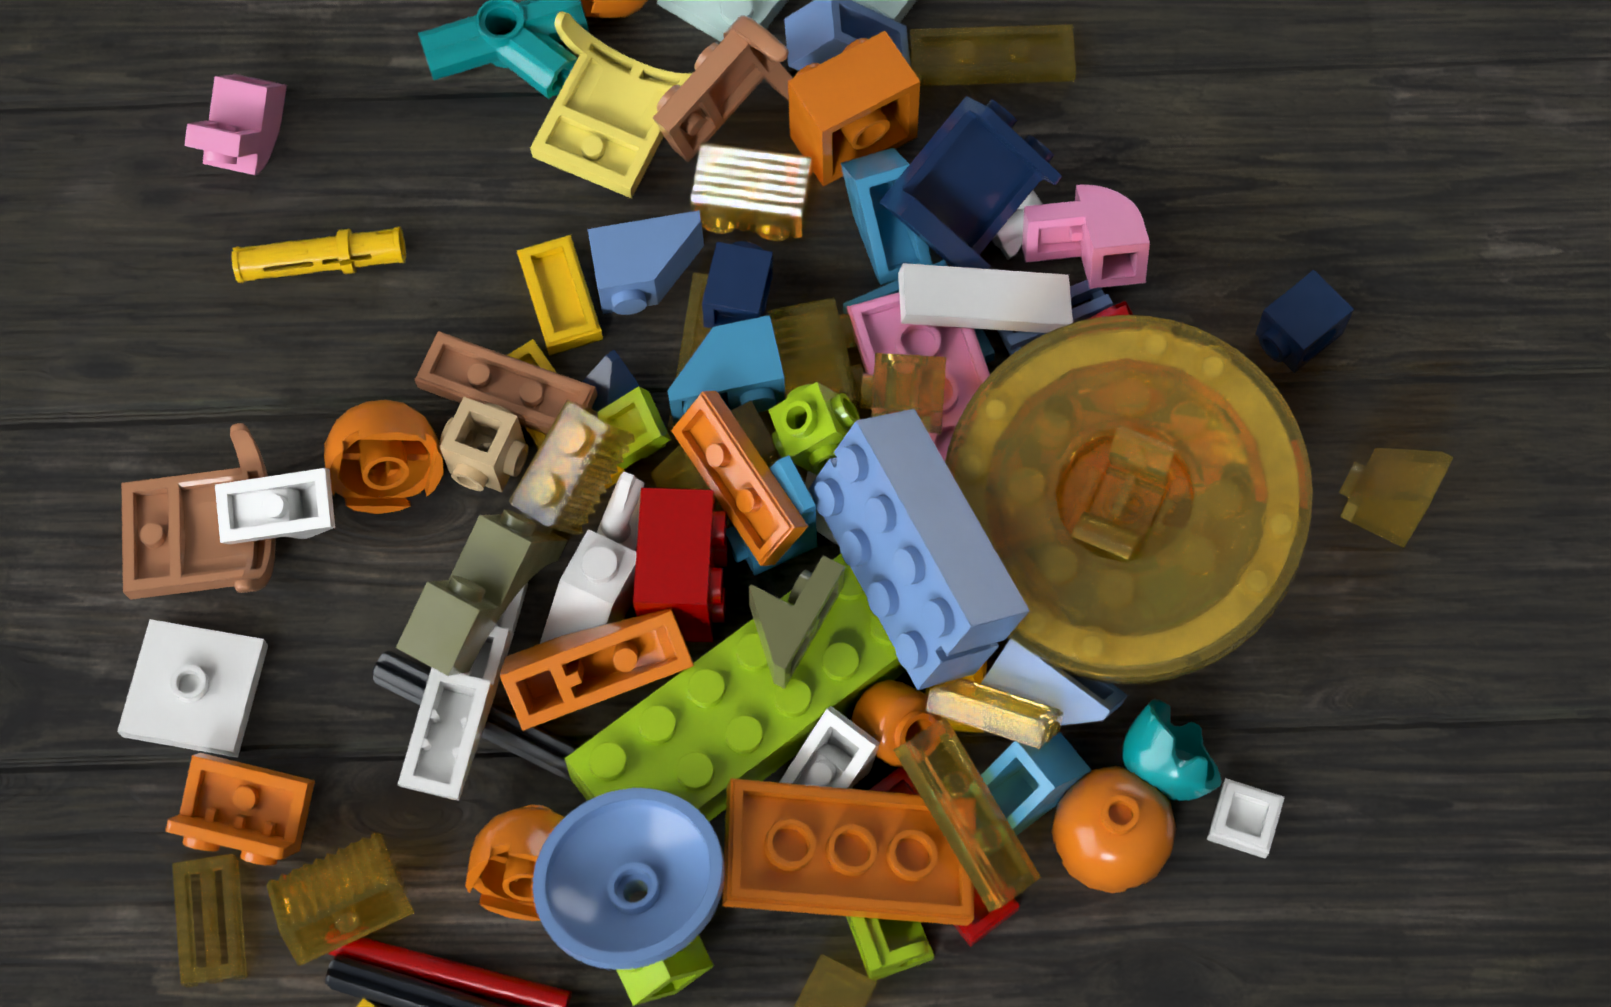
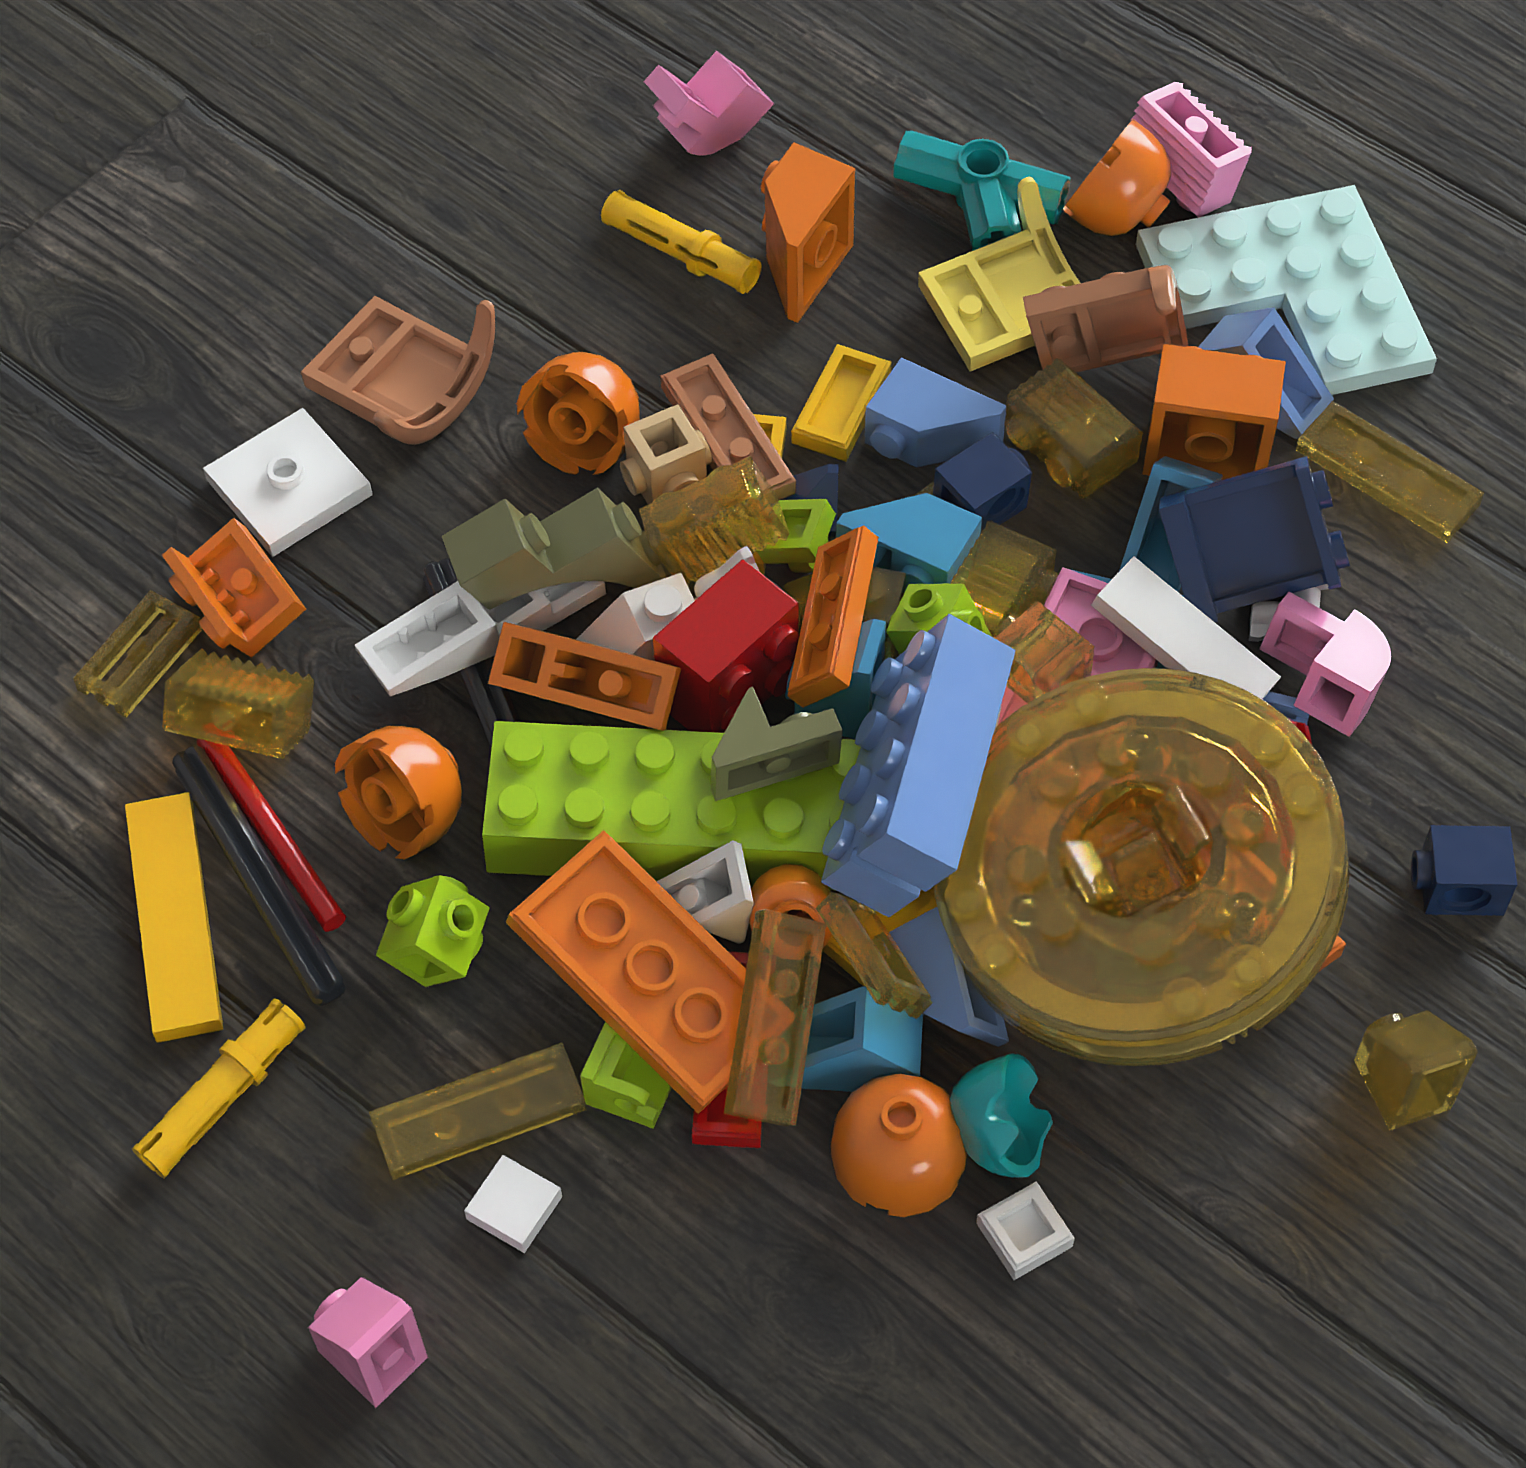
camera: 40 degrees right, 10 degrees down
(275, 507) = (462, 386): white slope -> none
(412, 173) = (806, 223): none -> orange slope
(621, 847) = (445, 830): medium blue dish -> none

